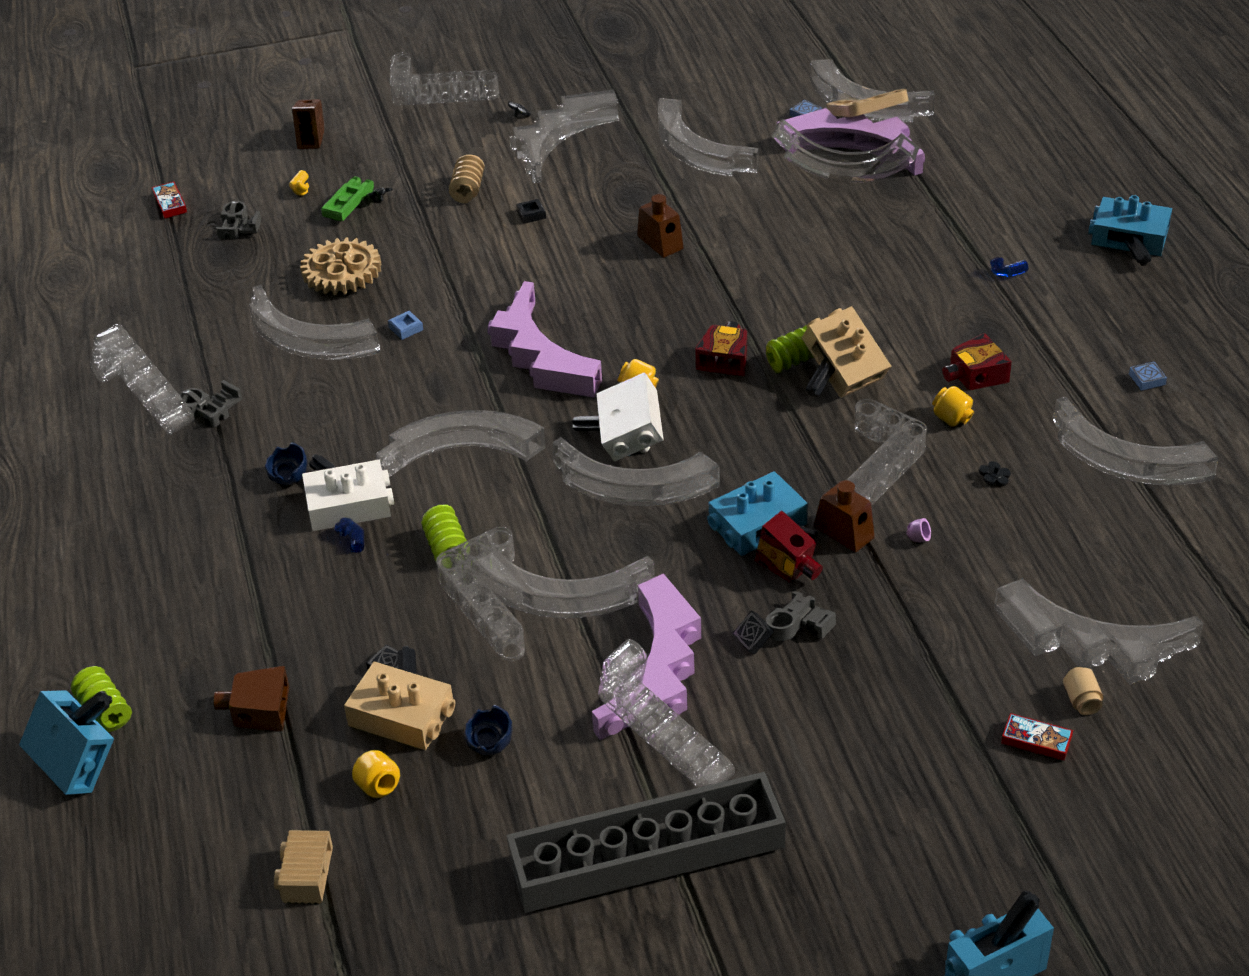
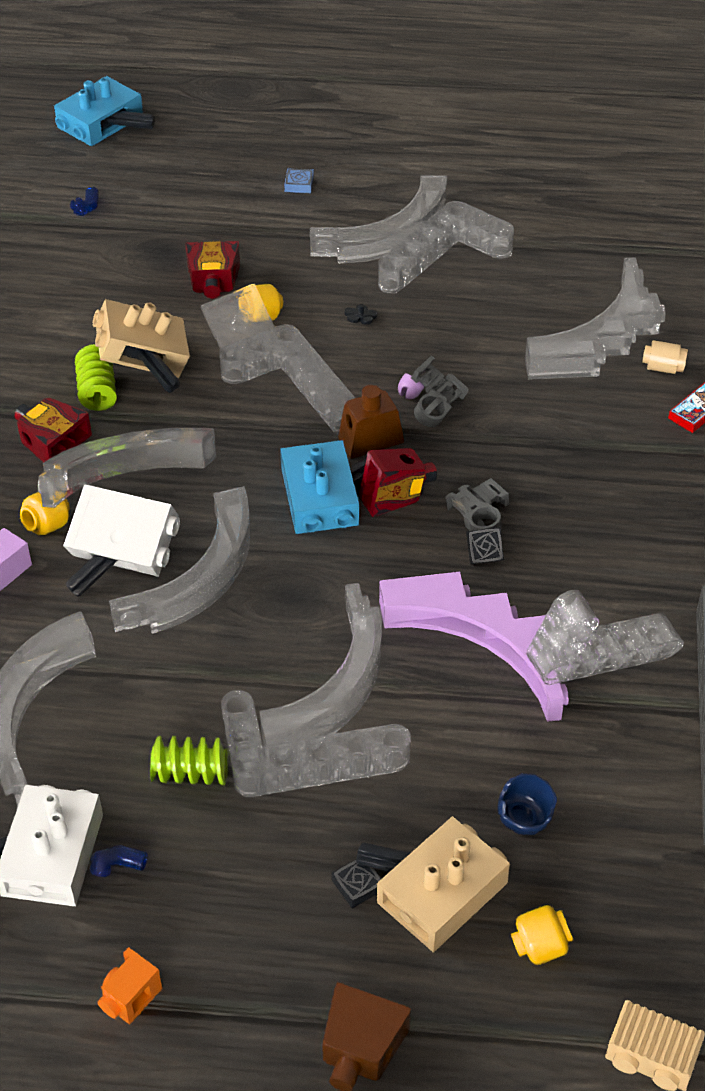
camera: 70 degrees left, 5 degrees up
(253, 573) = (130, 987): none -> orange brick
(706, 384) = (124, 454): none -> clear arch
(915, 394) = (237, 316): none -> clear plate
(925, 546) = (439, 393): none -> dark grey piece
(1124, 483) = (439, 233): none -> clear beam

